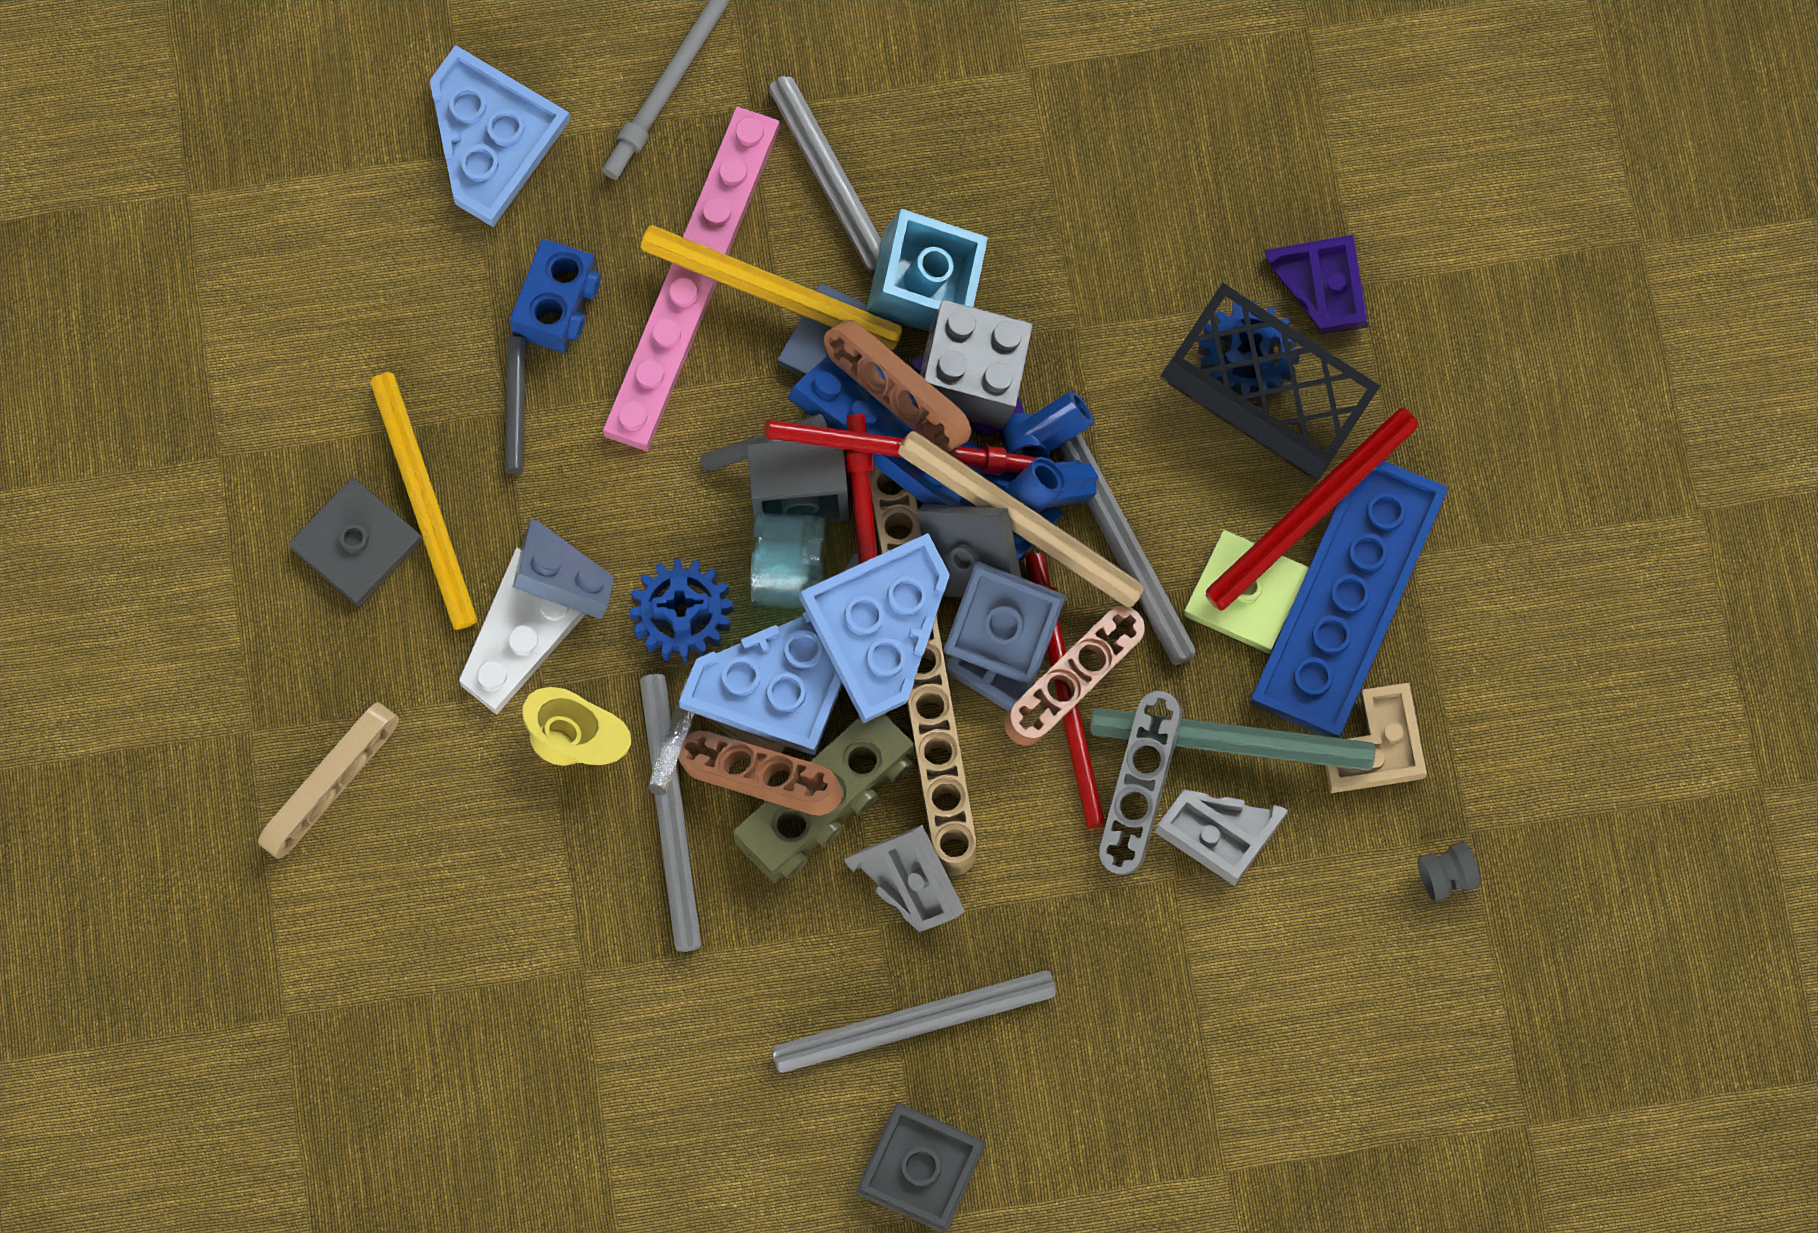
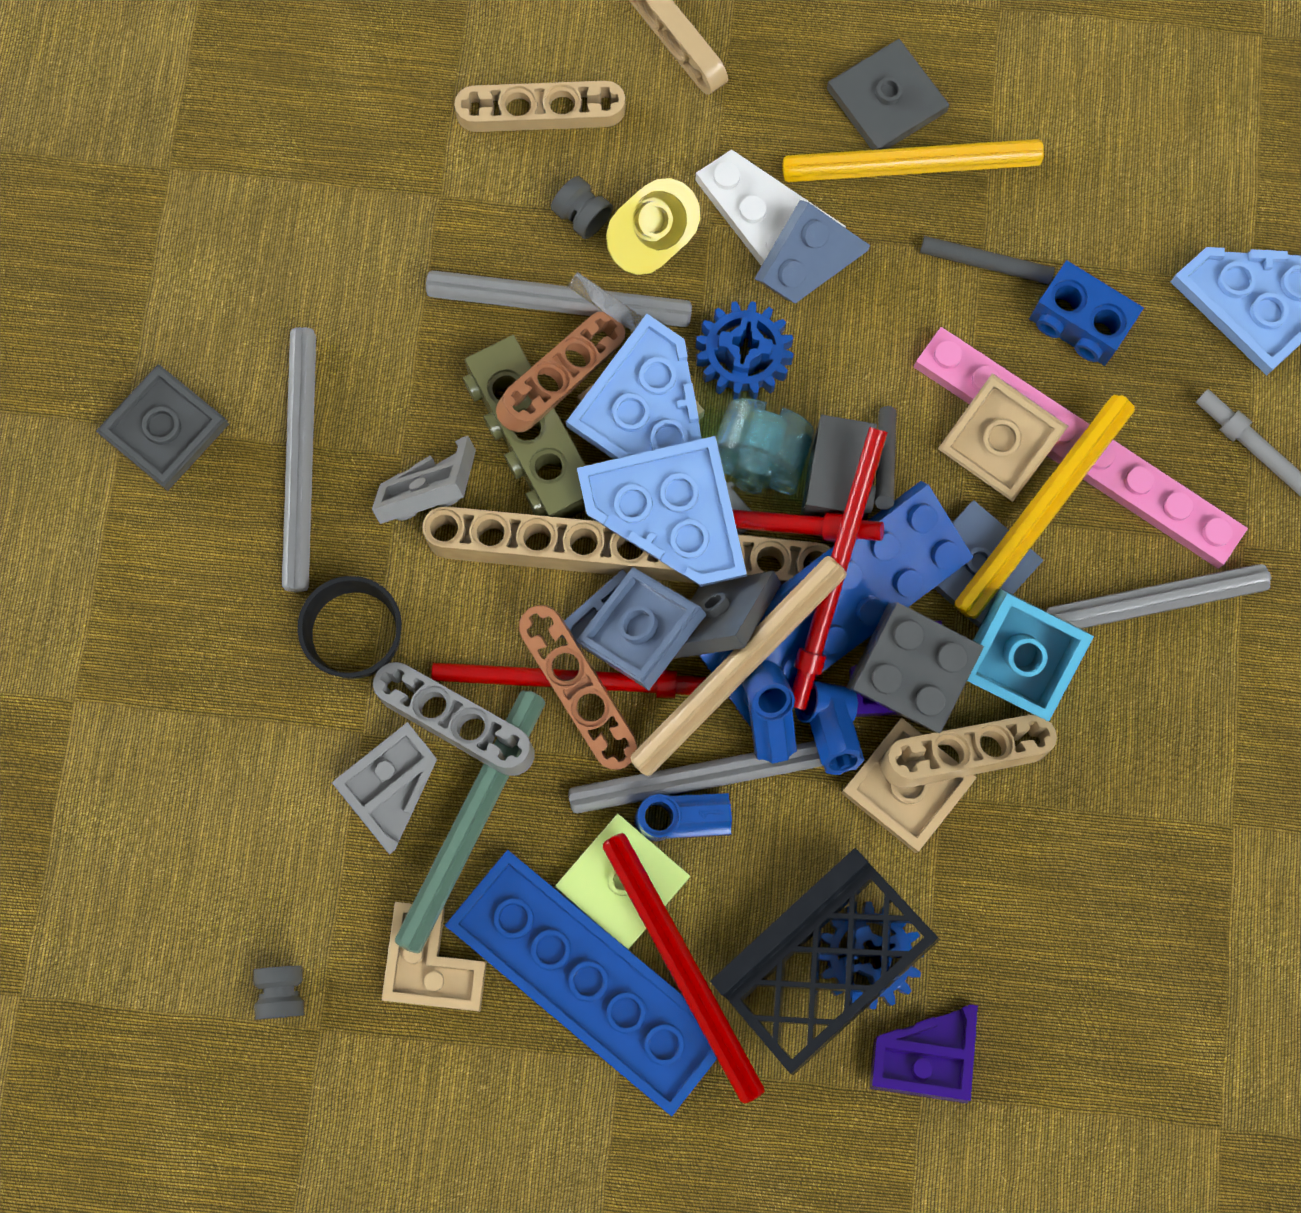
camera: 100 degrees right, 5 degrees up
(453, 891) = (540, 114): none -> tan beam
(565, 811) = (581, 207): none -> dark grey wheel
(707, 344) = (1002, 437): none -> tan plate
(857, 352) = (901, 580): nougat beam -> none
(1034, 303) = (967, 745): none -> tan beam
(1079, 353) = (909, 812): none -> tan plate
(1084, 866) = (326, 593): none -> black tyre
(1169, 547) = (689, 816): none -> blue piece

